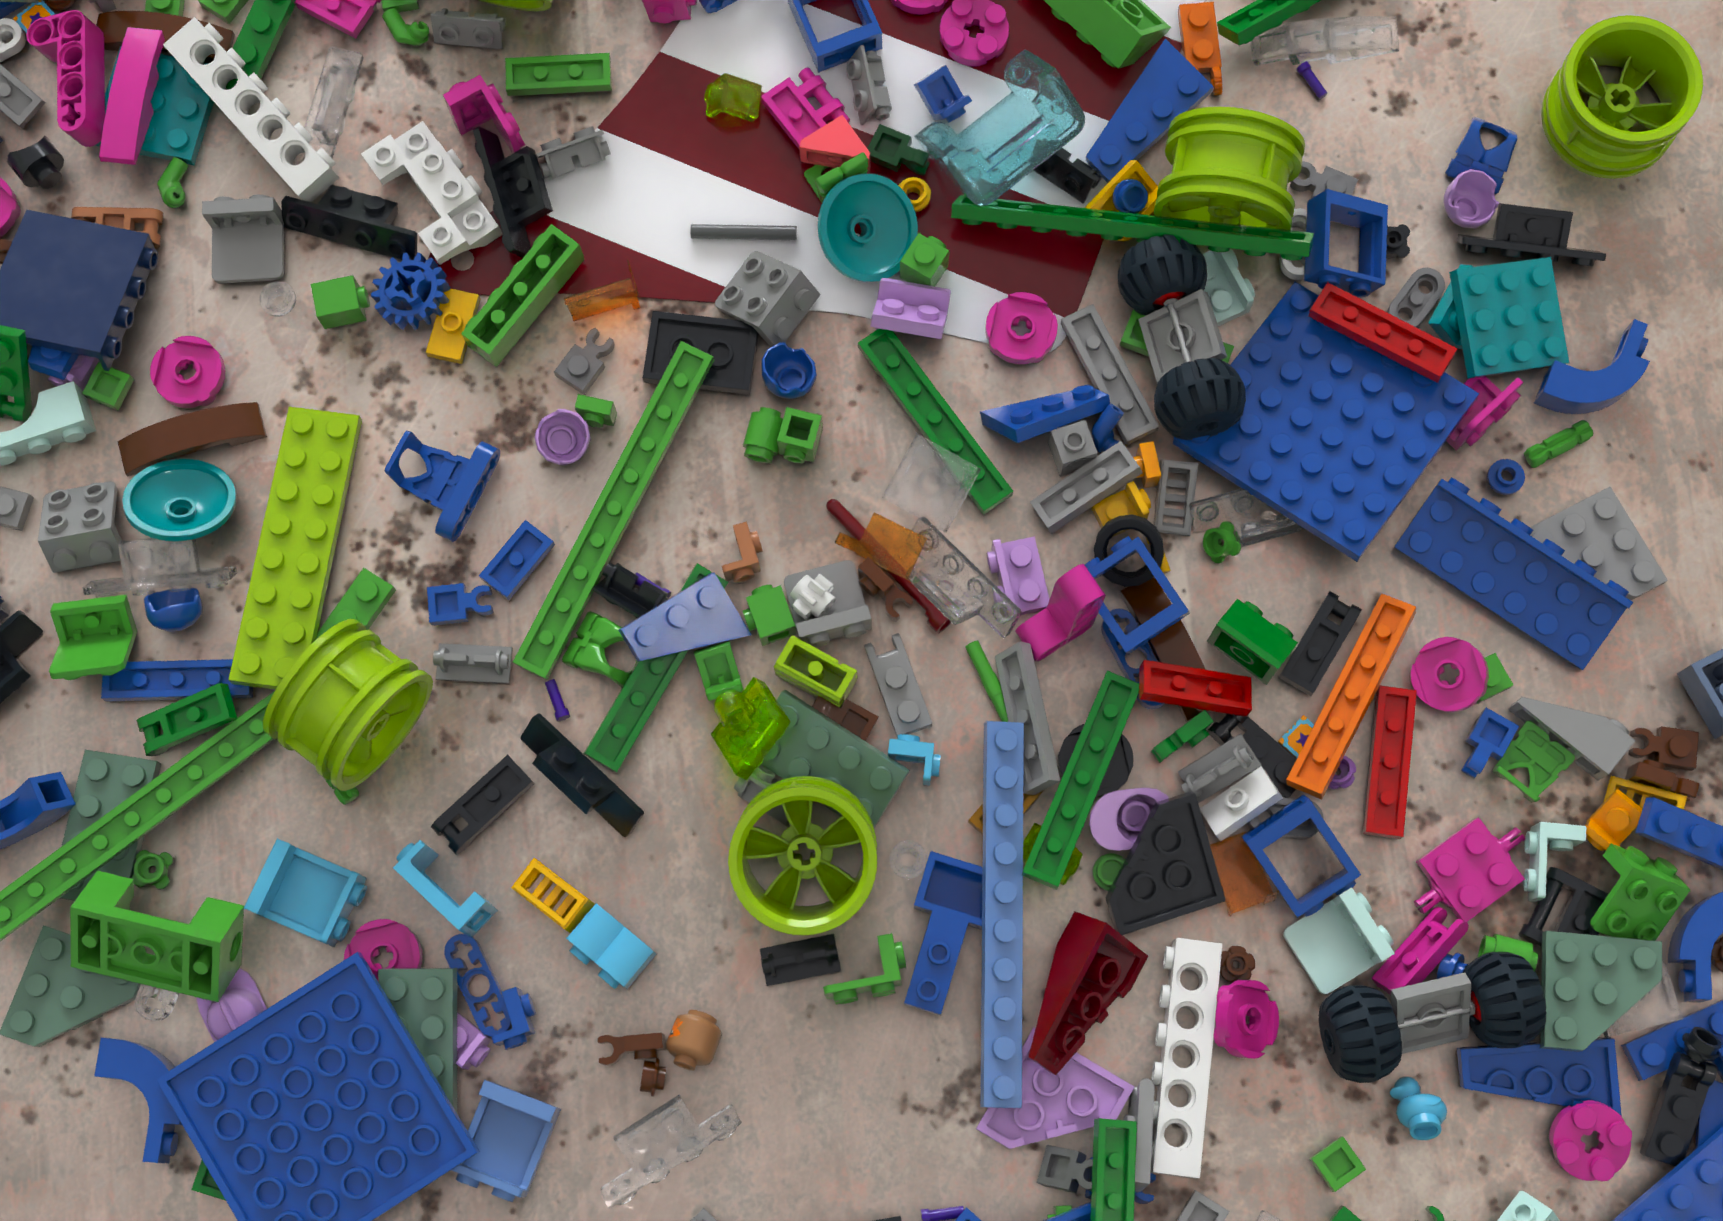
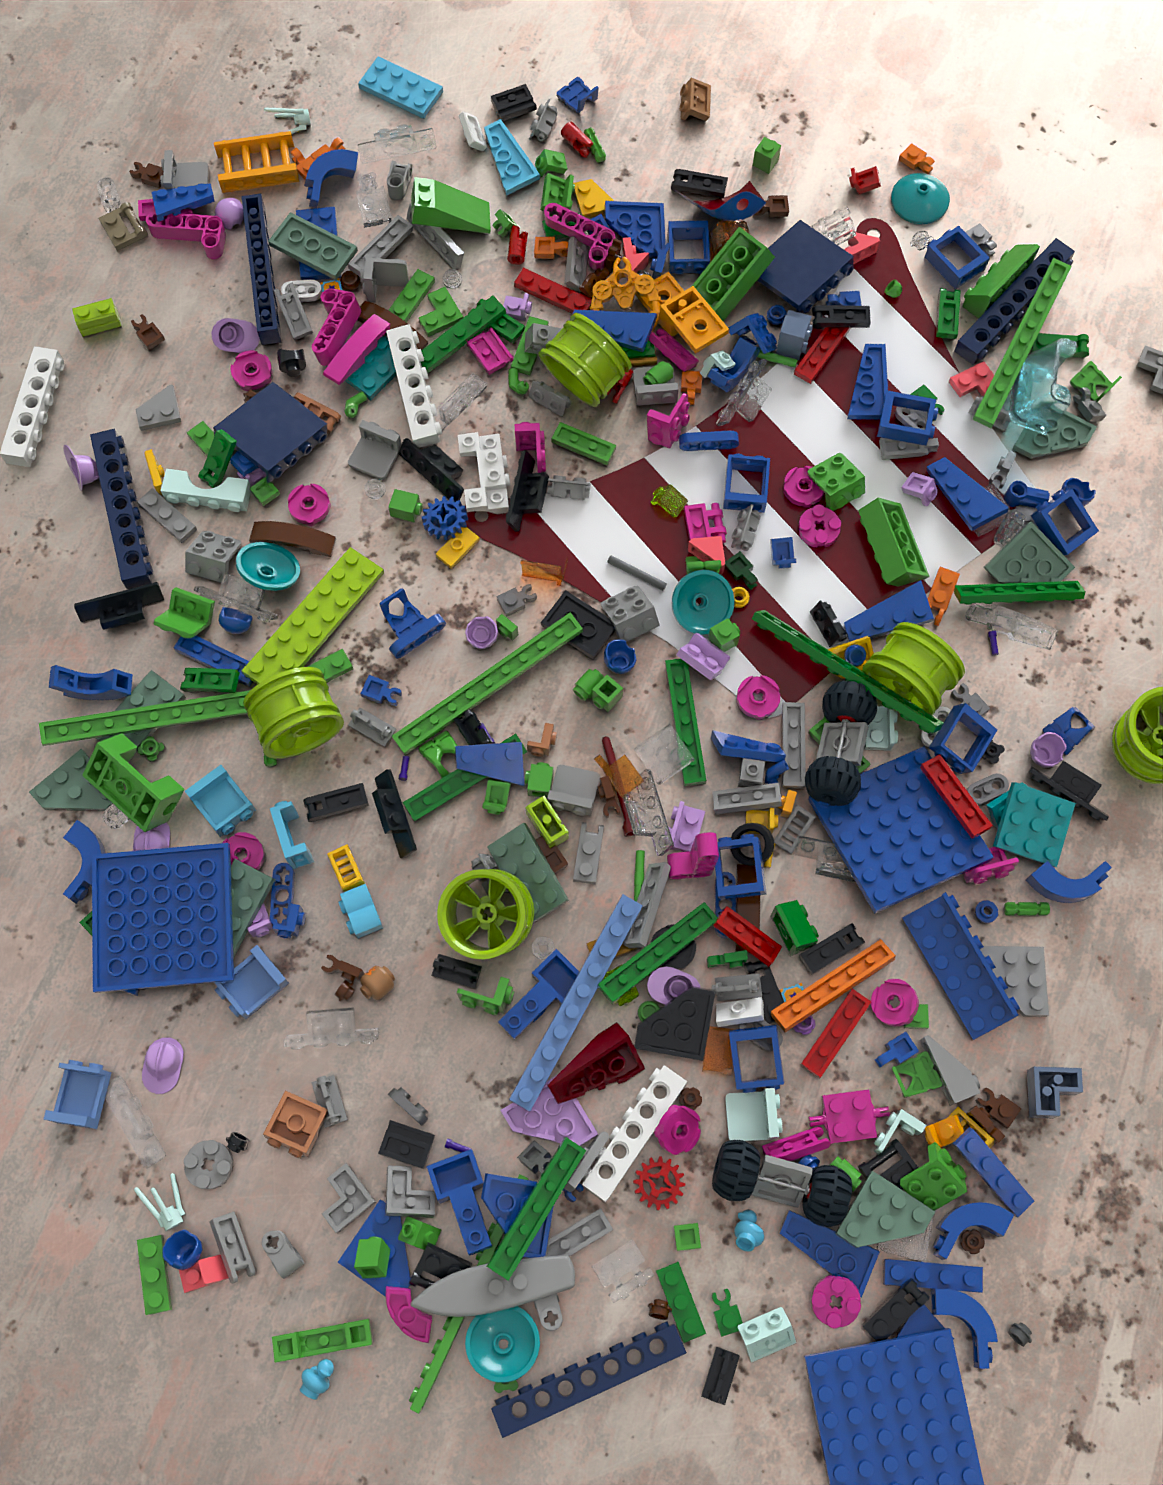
camera: 25 degrees right, 5 degrees down
(517, 560) = (423, 684): blue plate -> none
(523, 295) = (501, 548): bright green brick -> none
(748, 726) = (495, 835): clear neon green plate -> none
(812, 596) = (567, 781): white gear -> none
(856, 1196) = (401, 1098): none -> flat silver plate
(910, 749) = (577, 891): medium azure bracket -> none
(1009, 137) = (806, 591): clear light blue windscreen -> none
(1213, 542) = (806, 866): bright green plate -> none
(1255, 1091) = (673, 1190): none -> red gear
(1701, 1045) = (927, 1281): black plate -> none

